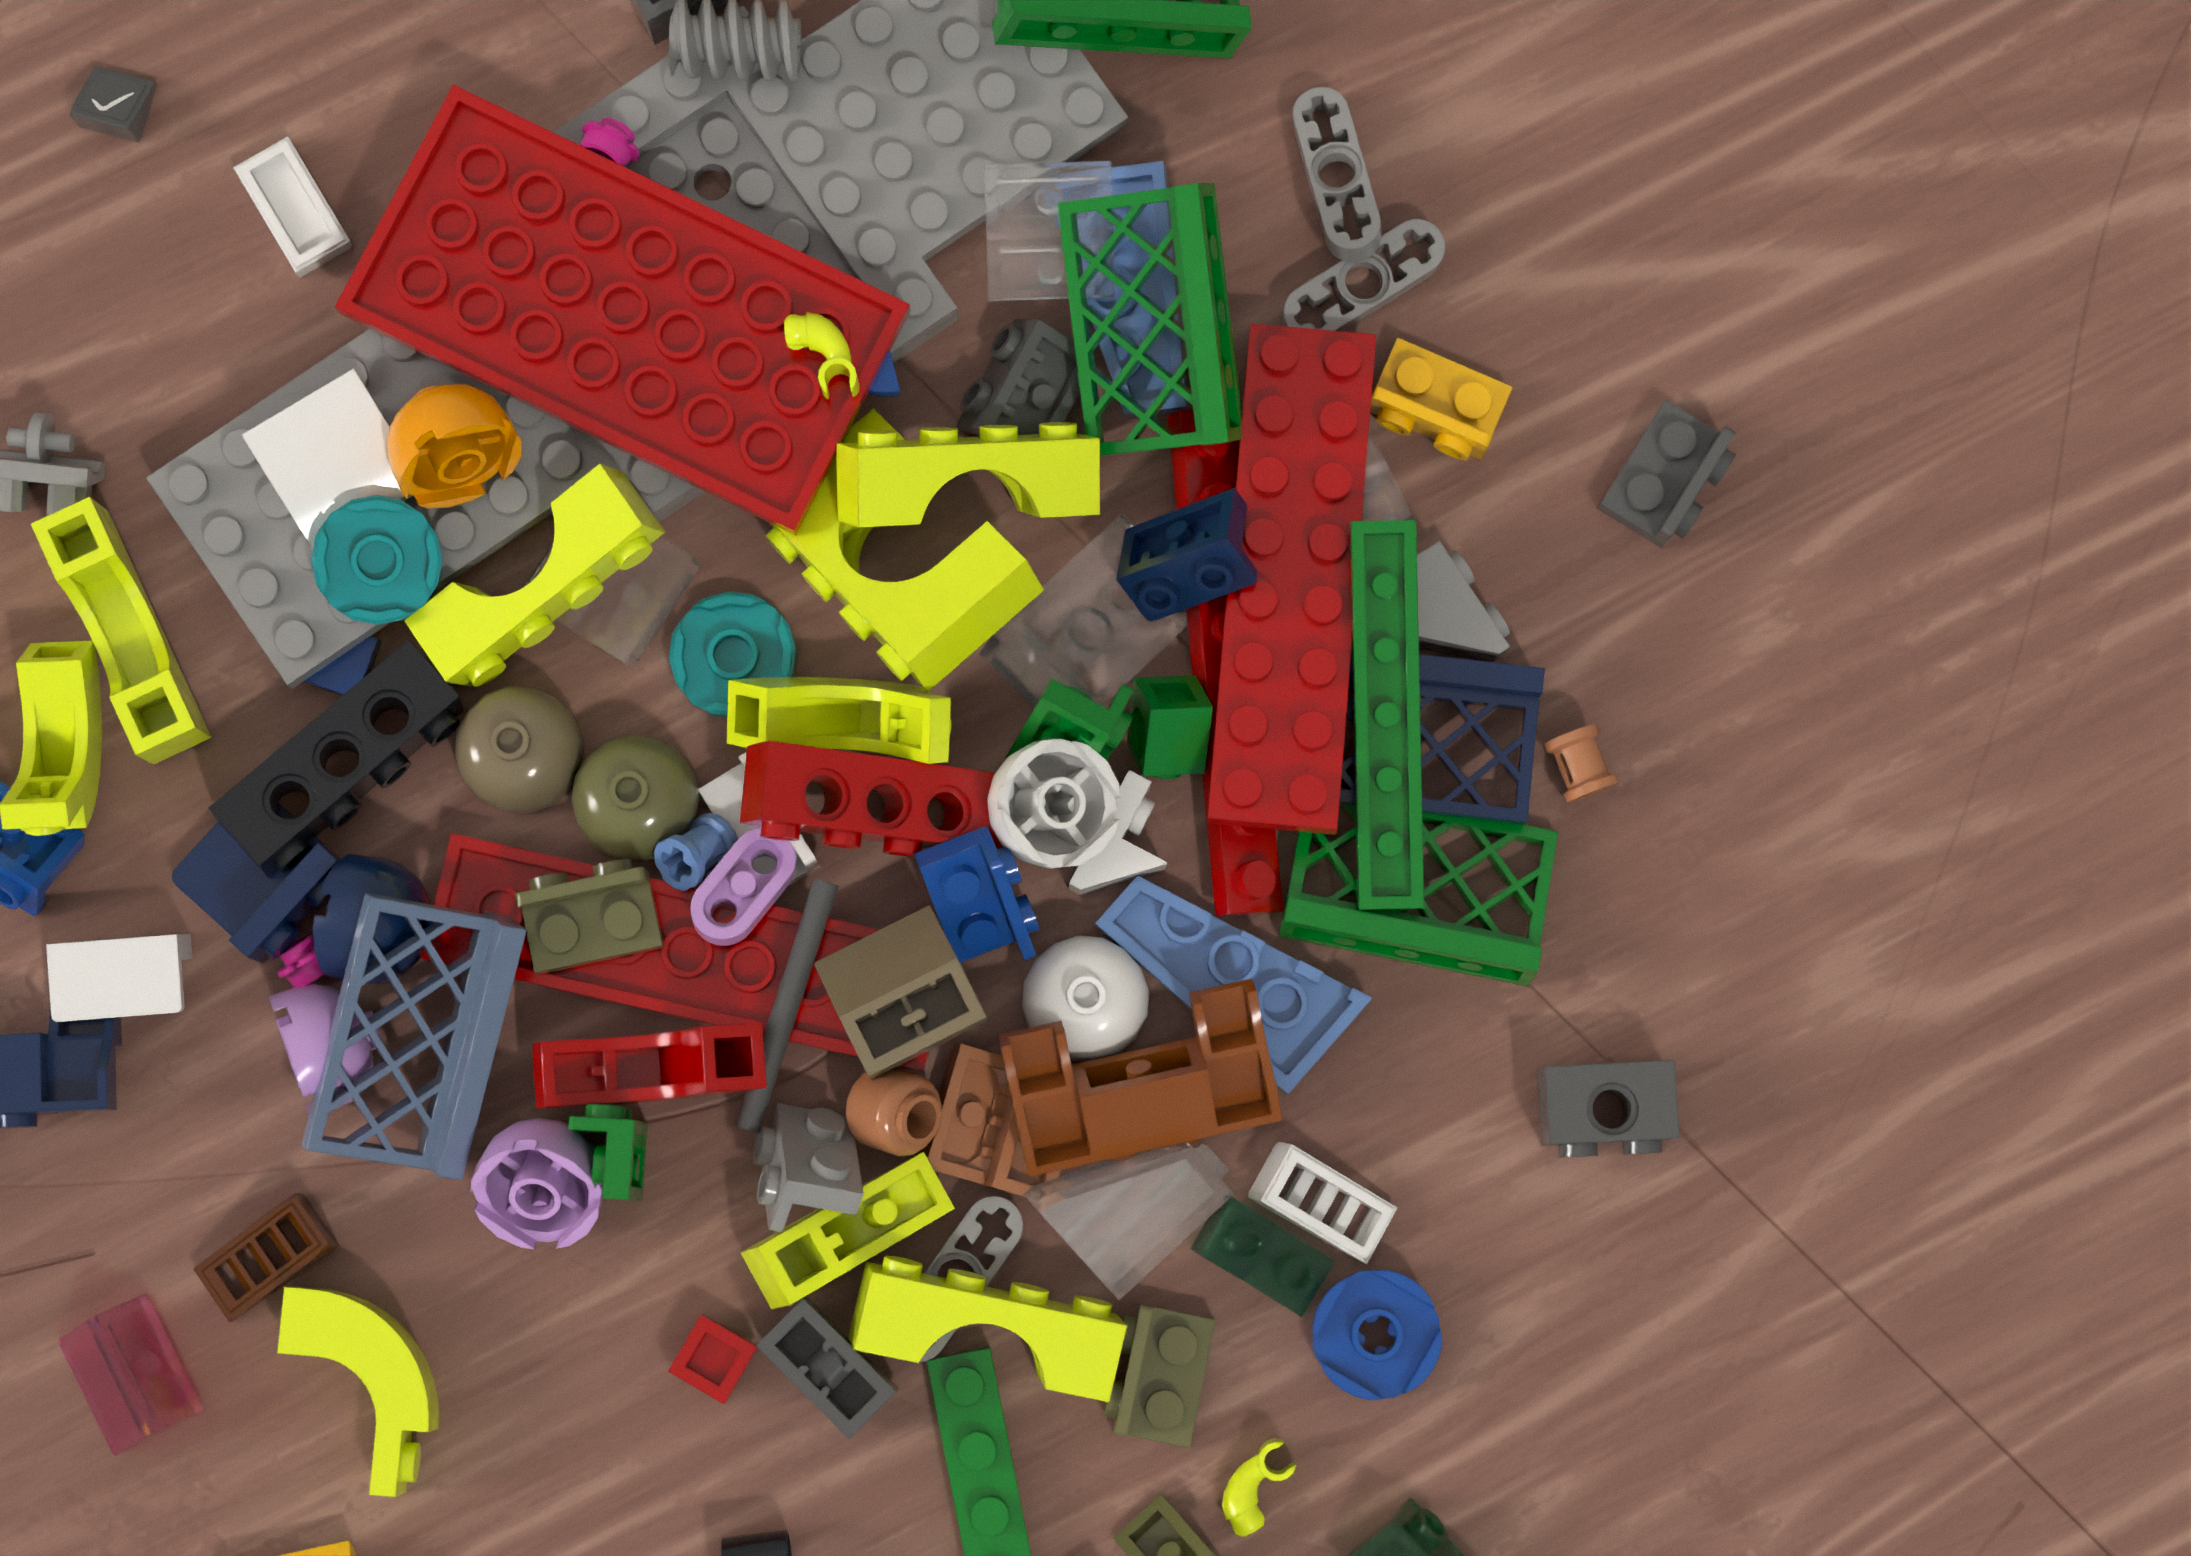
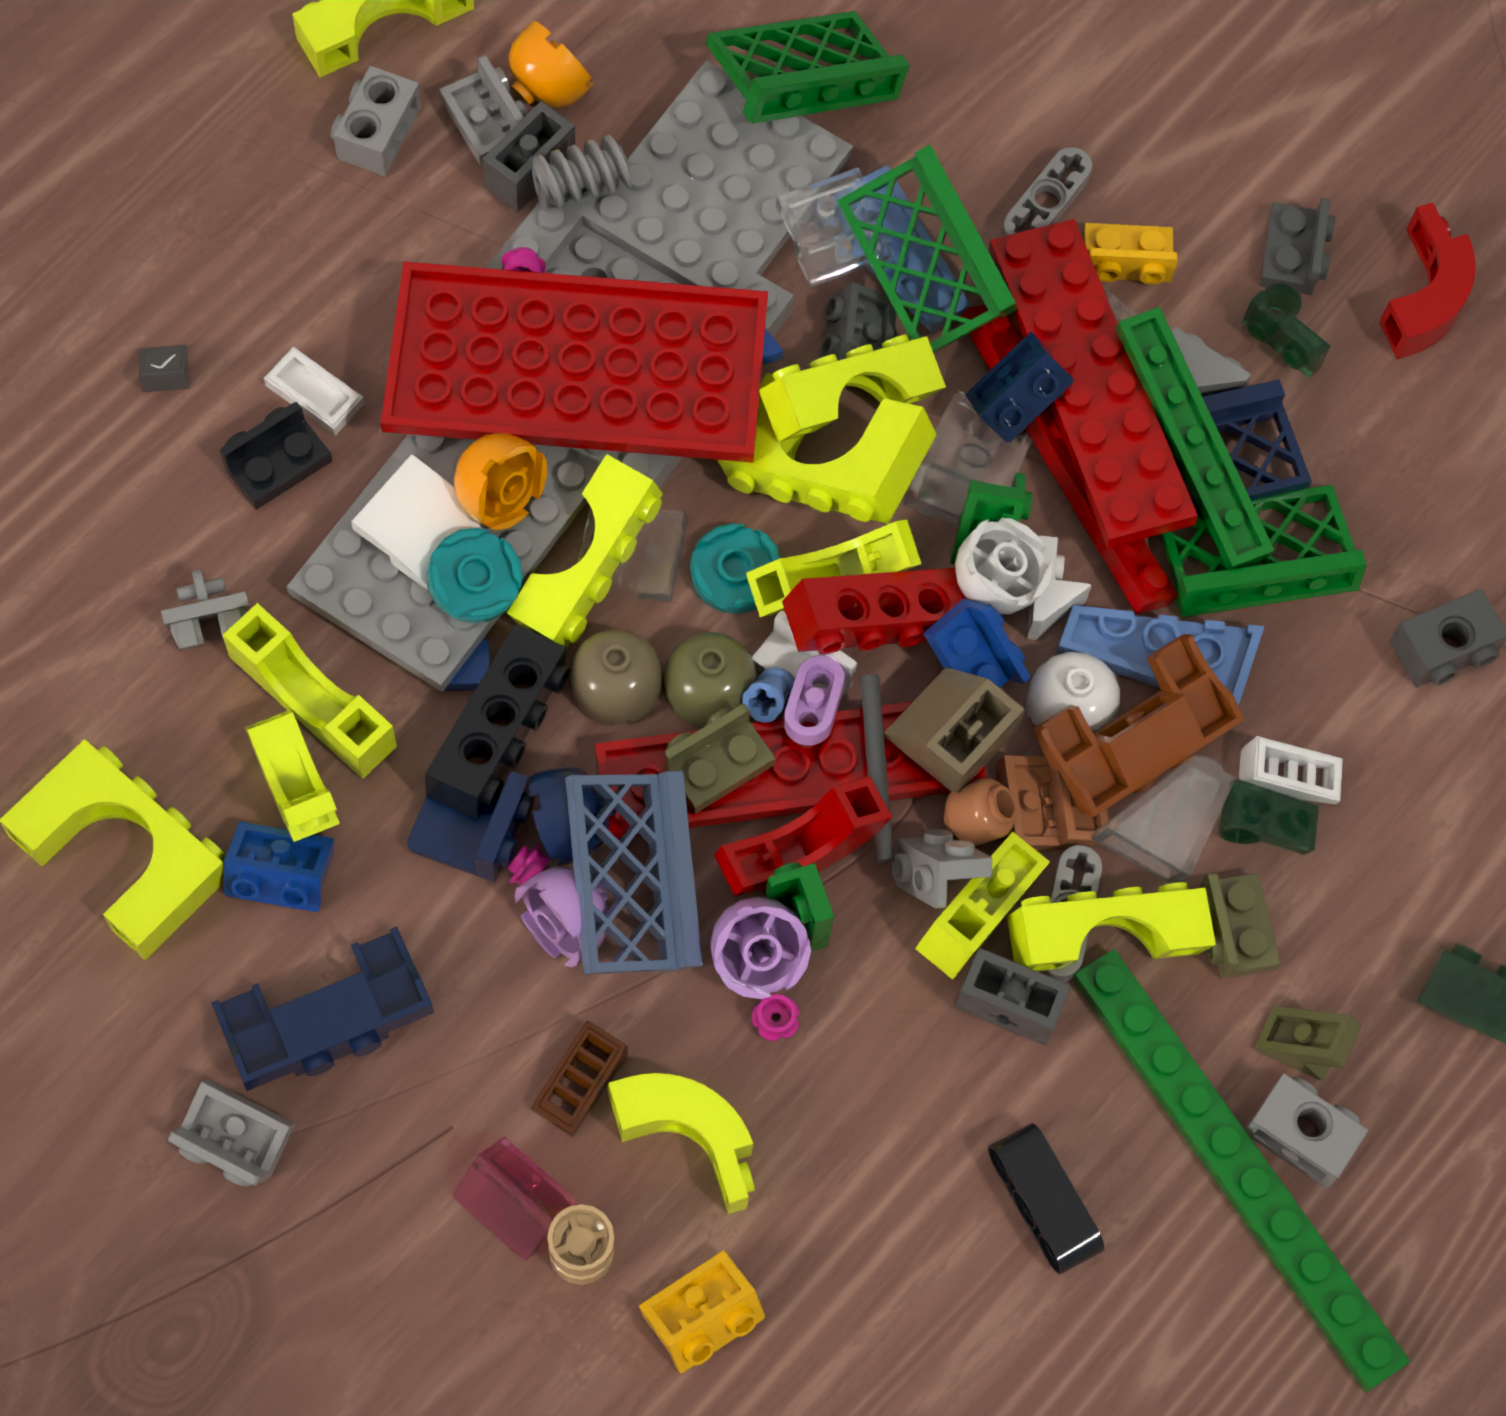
camera: 20 degrees left, 15 degrees down
(117, 977) = (399, 919): white panel -> none
(176, 1471) = (581, 1244): none -> tan wheel
(207, 282) = (274, 455): none -> black bracket
(526, 1287) = (778, 1005): none -> dark pink plate
(713, 1359) = (927, 1027): red plate -> none
(824, 337) = (721, 326): neon yellow arm -> none
(1169, 726) = (1056, 501): green brick -> none
(1241, 1492) = (1327, 981): neon yellow arm -> none
(1330, 199) = (1005, 155): light grey beam -> none
(1412, 1324) = (1348, 860): blue plate -> none
(1580, 763) = (1327, 436): nougat bush -> none
(1600, 622) = (1285, 333): none -> clear green plate
(1799, 642) = (1426, 316): none -> red arch

